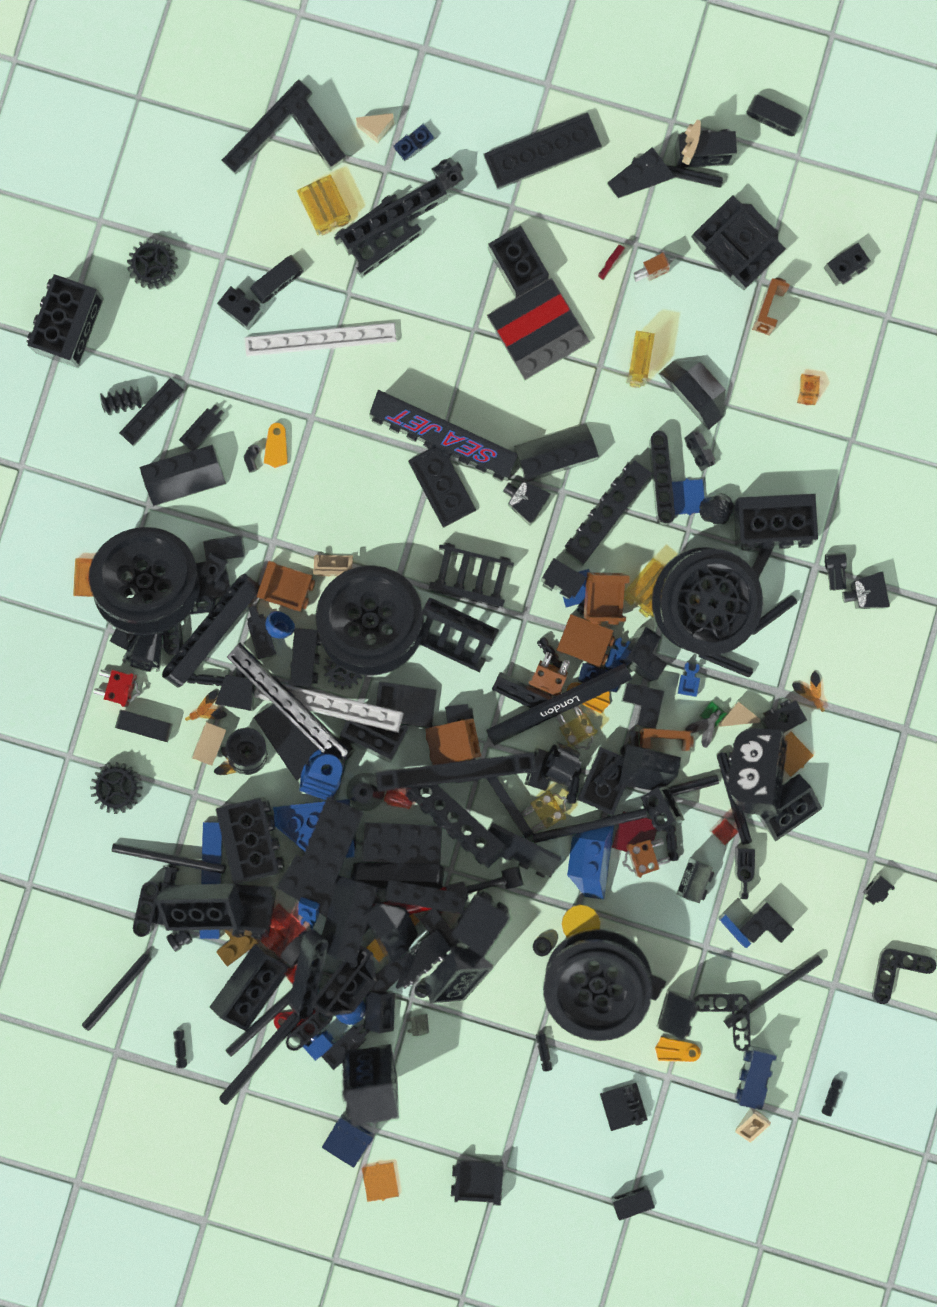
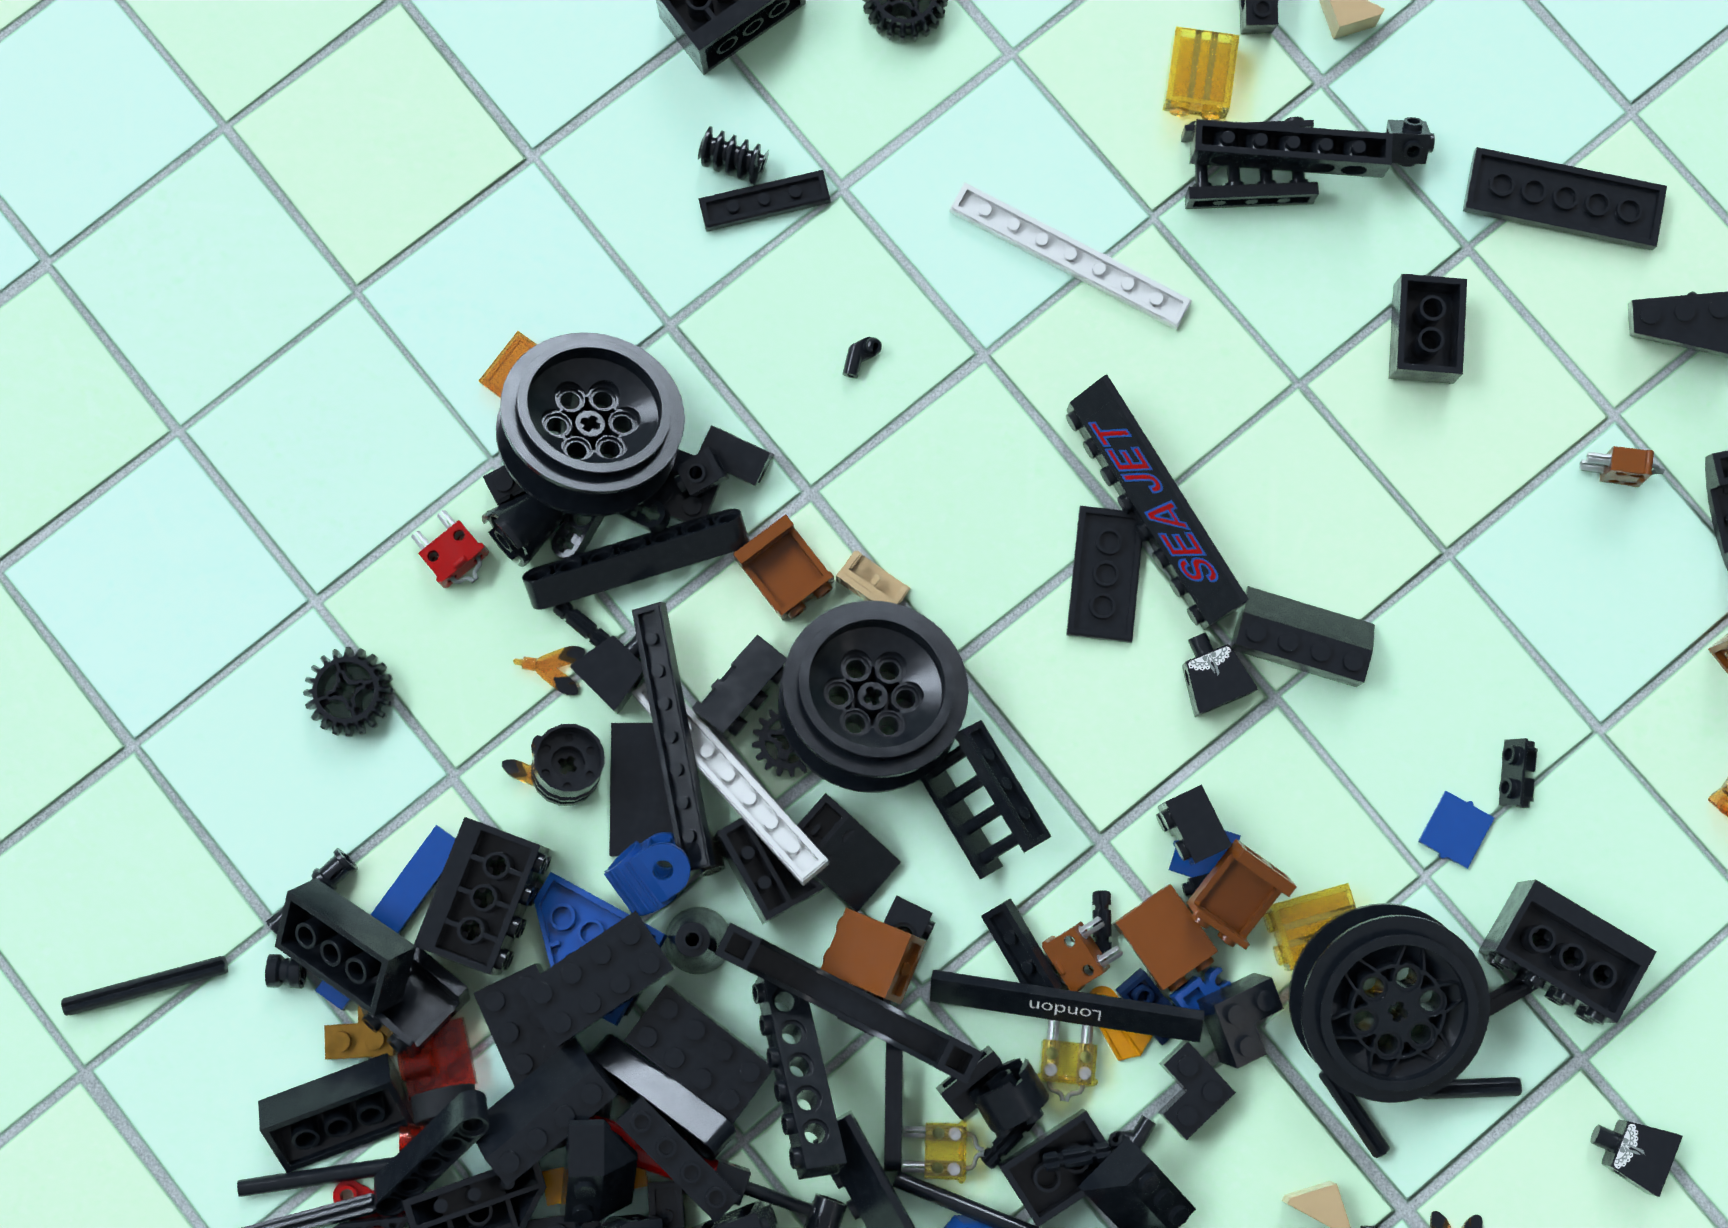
camera: 35 degrees right, 5 degrees down
(140, 915) = (255, 900): black beam -> none
(143, 725) = (448, 630): black beam -> none
(168, 858) = (352, 844): black piece -> none
(180, 1049) = (175, 1133): black axle -> none
(182, 475) = (747, 315): black slope -> none
(202, 428) = (818, 268): black hinge -> none
(208, 743) = (522, 717): tan hinge -> none
(239, 307) = (986, 137): black brick -> none
(260, 637) = (702, 611): black hinge -> none
(276, 447) = (905, 363): light orange piece -> none
(277, 279) = (1065, 131): black beam -> none
(279, 625) = (738, 616): blue piece -> none
(309, 911) = (495, 1060): blue plate -> none
(397, 799) = (736, 983): clear red cone -> none
(414, 143) = (1386, 71): dark blue slope -> none
(476, 594) = (1029, 738): black fence -> none
(538, 329) = (1393, 443): plate -> none
(611, 261) = (1564, 417): dark red tile -> none
(640, 359) = (1517, 581): clear yellow brick -> none
(641, 476) = (1406, 751): black brick -> none
(647, 734) = (1165, 1140): dark orange panel -> none
(664, 469) = (1446, 764): black beam -> none
(689, 684) = (1278, 1105): blue plate -> none
(697, 390) = (1570, 682): black wedge -> none
(707, 726) = (1265, 1186): dark grey piece -> none
(710, 709) = (1284, 1176): green tile -> none
(716, 509) = (1488, 875): black hair -> none
(835, 565) = (1613, 1080): black piece -> none

